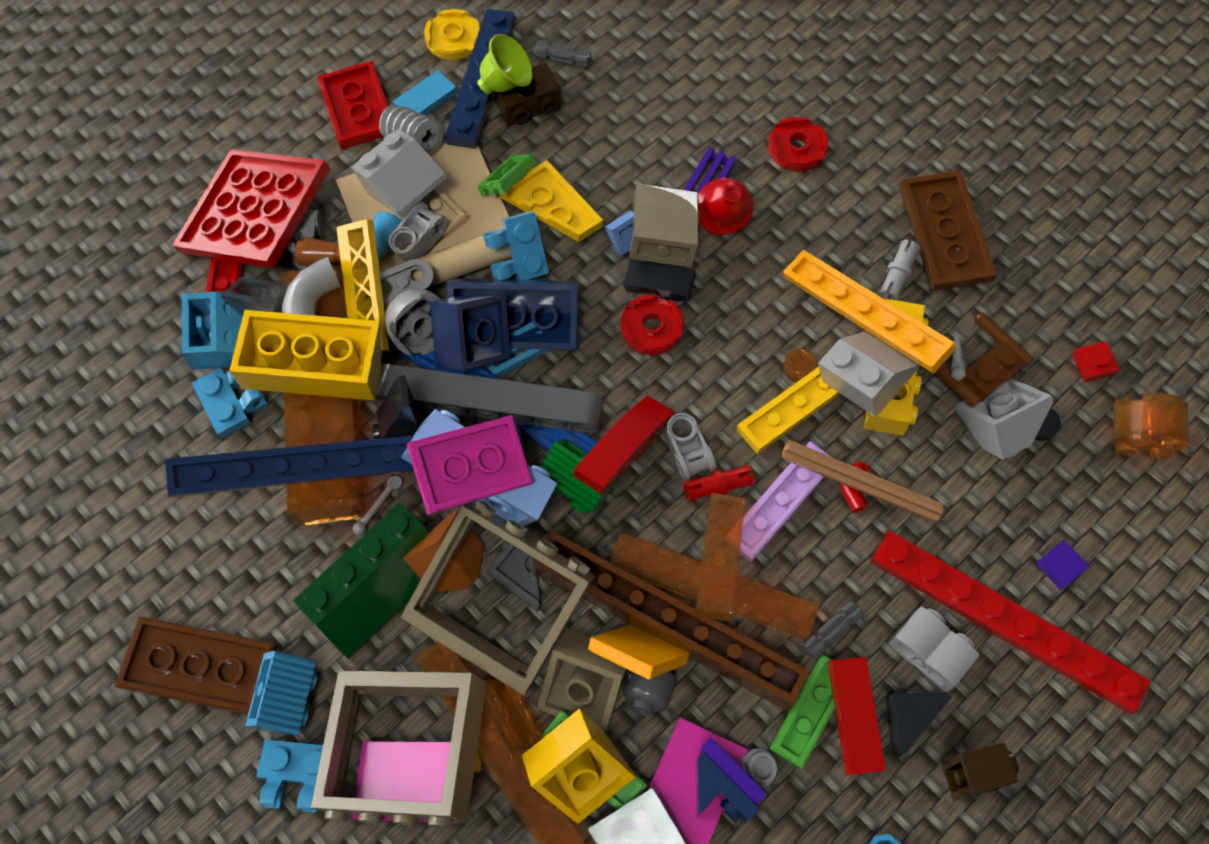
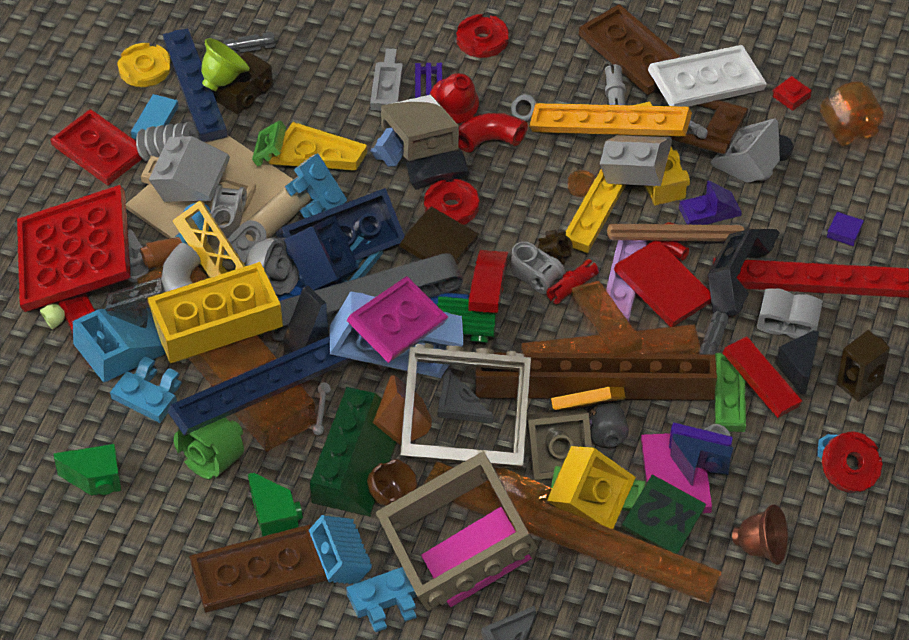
camera: 30 degrees left, 15 degrees down
(118, 465) = (90, 469): none -> green slope
(194, 270) = (53, 315): none -> yellowish green hinge
(237, 509) = (211, 447): none -> bright green brick
(252, 602) = (273, 505): none -> green slope
(381, 640) = (391, 481): none -> reddish brown hair
(609, 364) = (438, 235): none -> dark brown slope
(667, 155) = (386, 81): none -> light grey hinge
(722, 433) = (556, 245): none -> dark brown gear
(738, 255) = (491, 127): none -> red cylinder
(787, 239) = (522, 100): none -> piece
(815, 536) = (663, 283): none -> red tile
(875, 586) = (725, 289): none -> black slope
(922, 463) = (710, 208): none -> dark purple slope
(1008, 301) = (707, 76): none -> white plate

